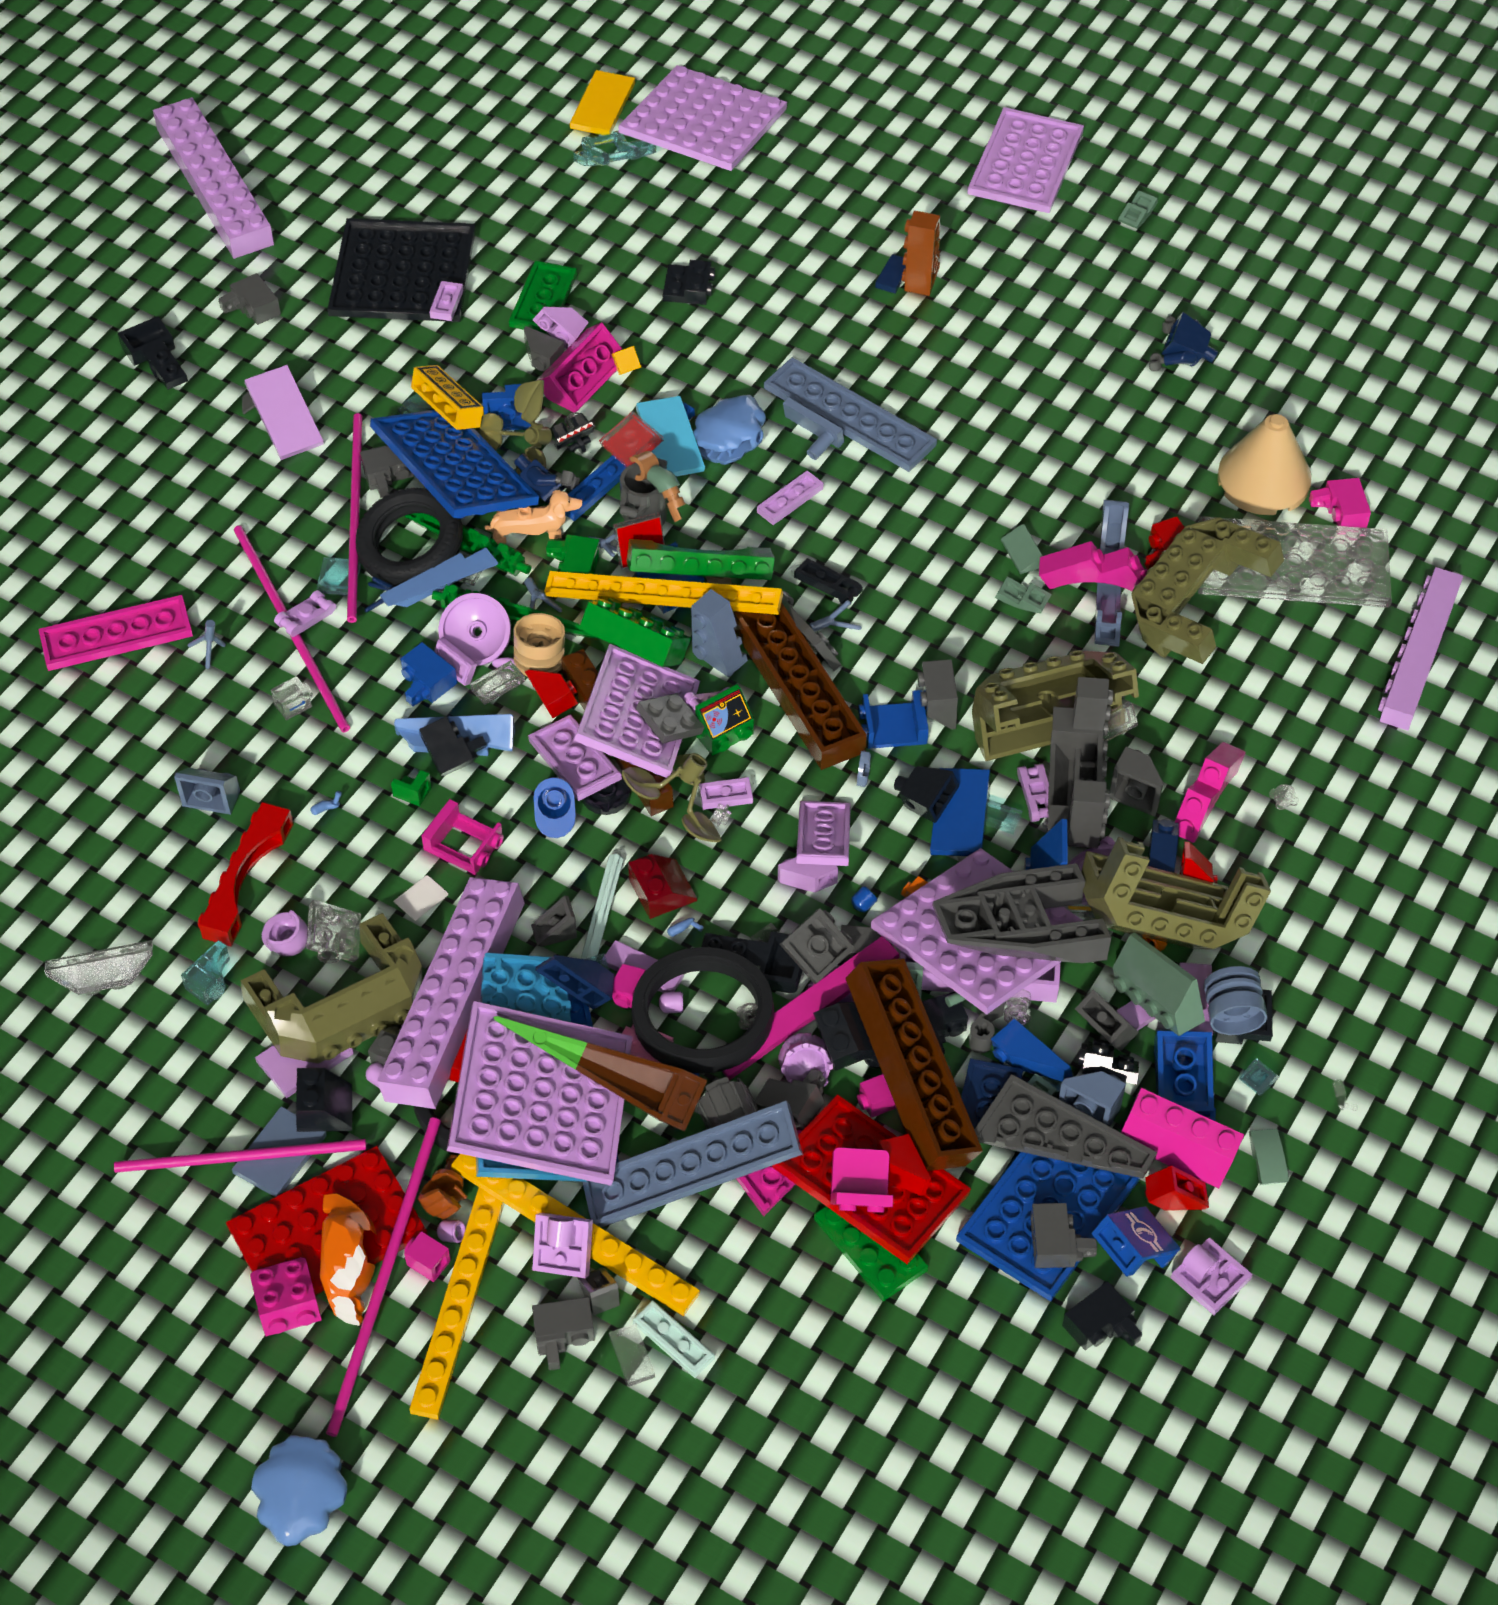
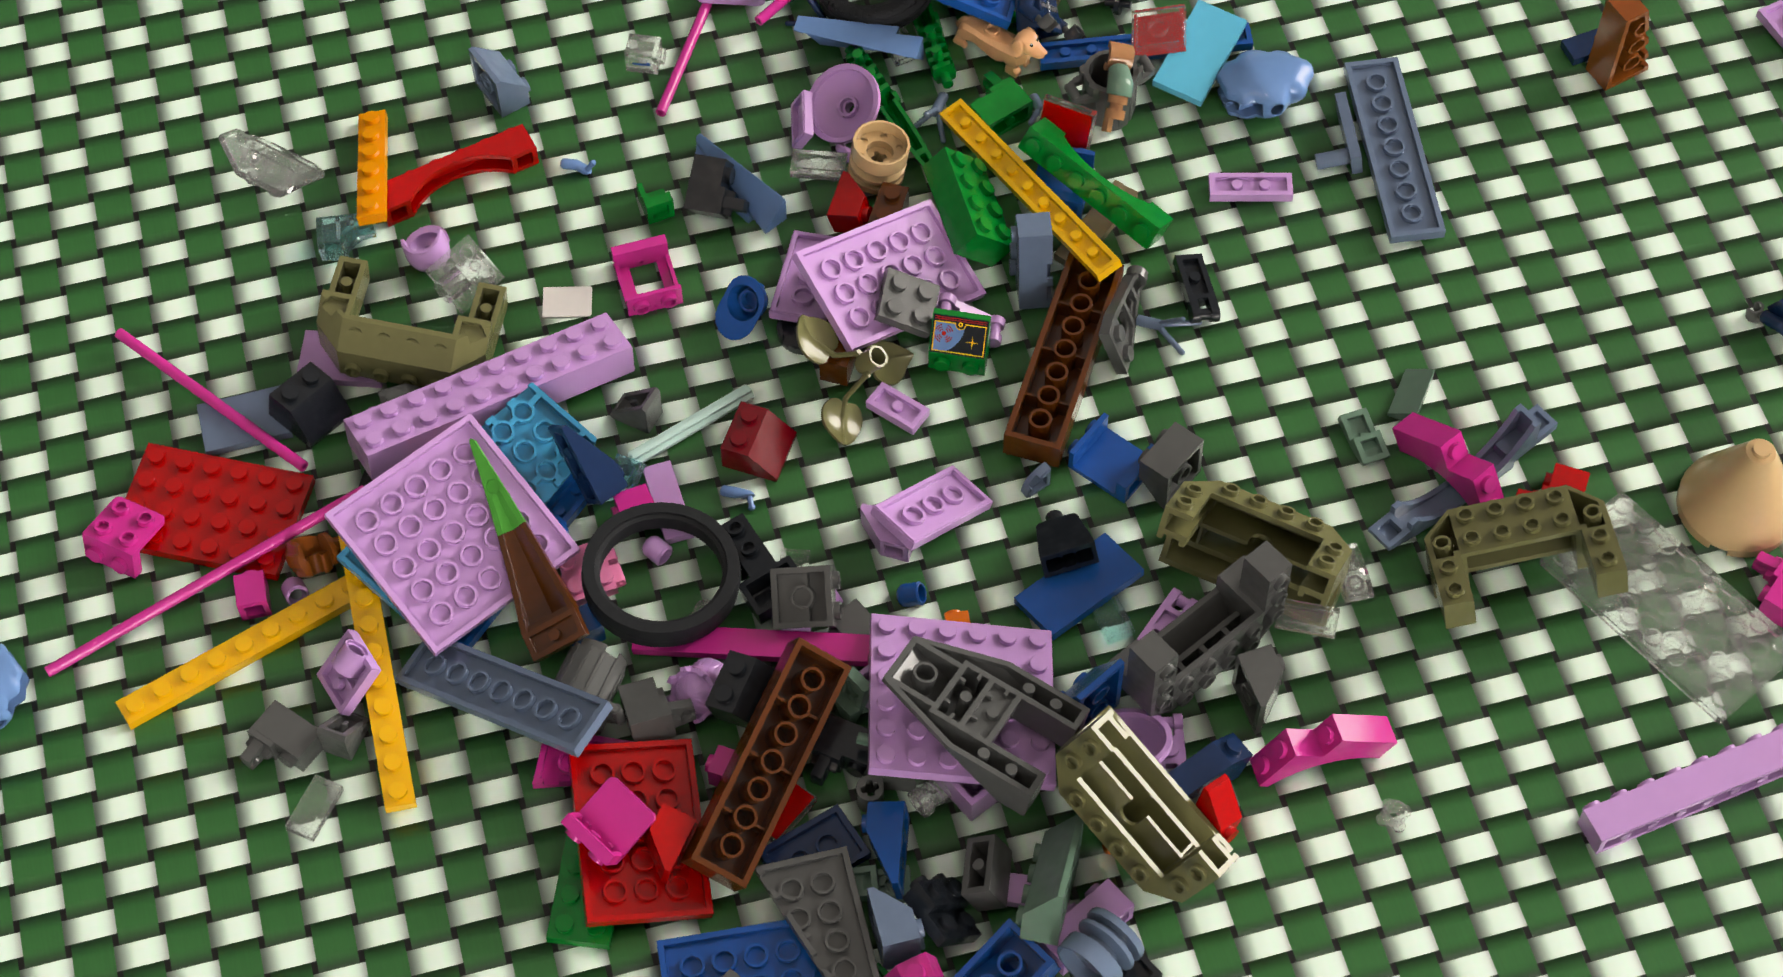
camera: 45 degrees right, 5 degrees up
(183, 911) = (372, 167): none -> light orange plate
(343, 1257) = (175, 549): orange animal -> none
(429, 674) = (769, 116): blue hinge -> none
(673, 1339) = (357, 824): light aqua tile -> none
(721, 815) = (873, 423): clear plate -> none

